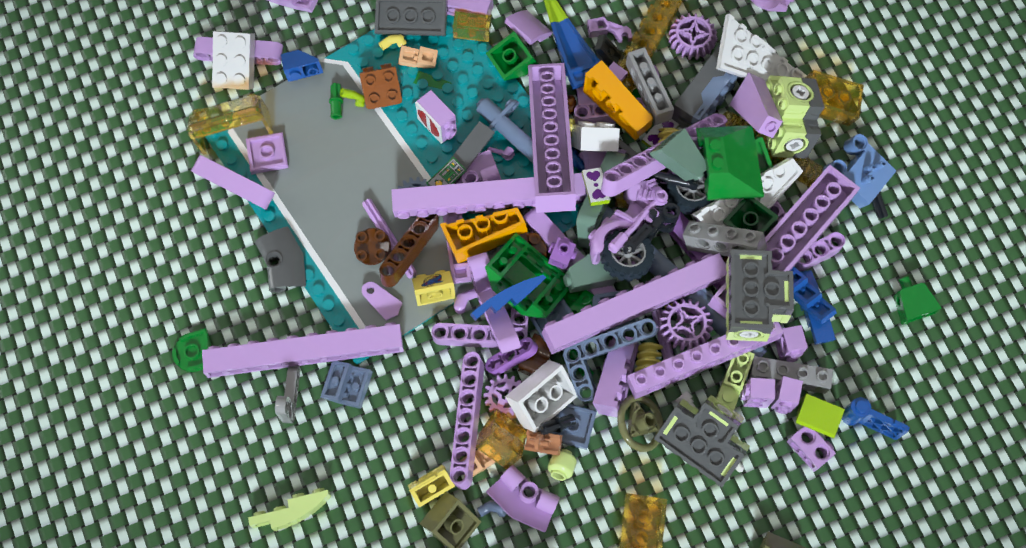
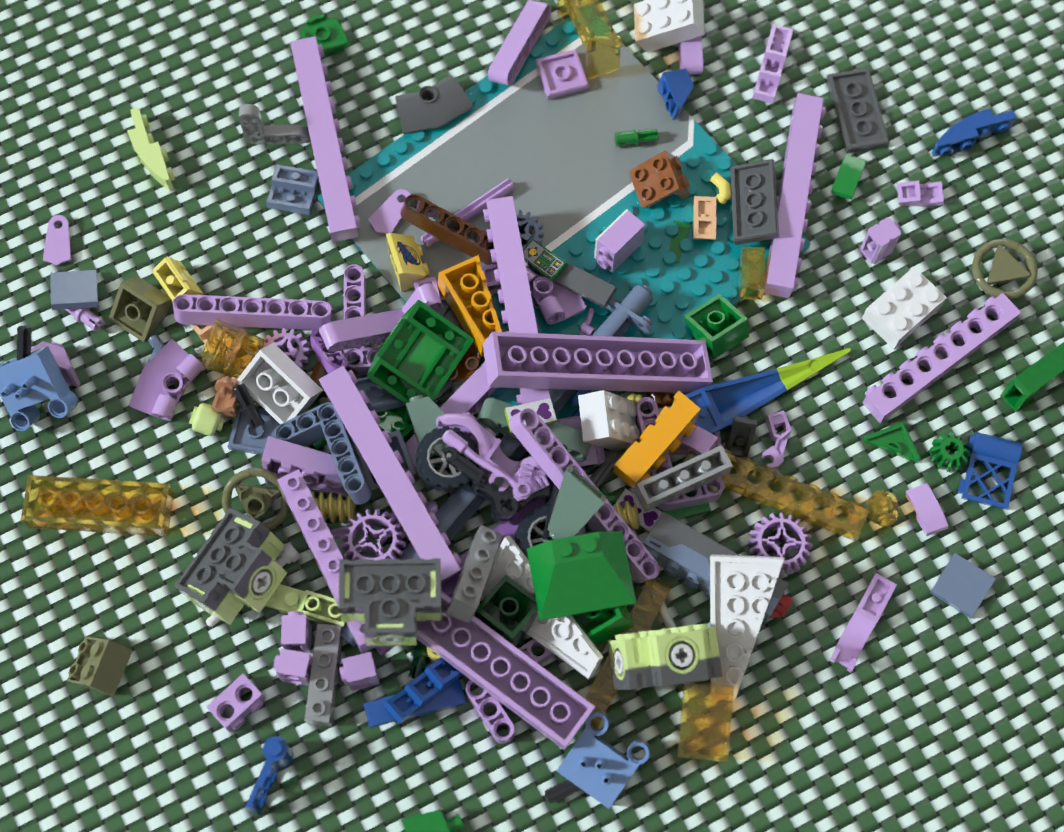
camera: 85 degrees right, 0 degrees up
(352, 94) = (646, 153): lime arm -> none
(372, 246) = (455, 194): reddish brown dish -> none
(462, 299) = (395, 296): lavender arm -> none
(514, 294) = (388, 335): blue slope -> none
(528, 27) = (764, 341): lavender slope -> none
(562, 253) = (451, 391): medium lavender brick -> none
(757, 105) = (666, 610): lavender slope -> none
(819, 415) = (270, 706): lime slope -> none

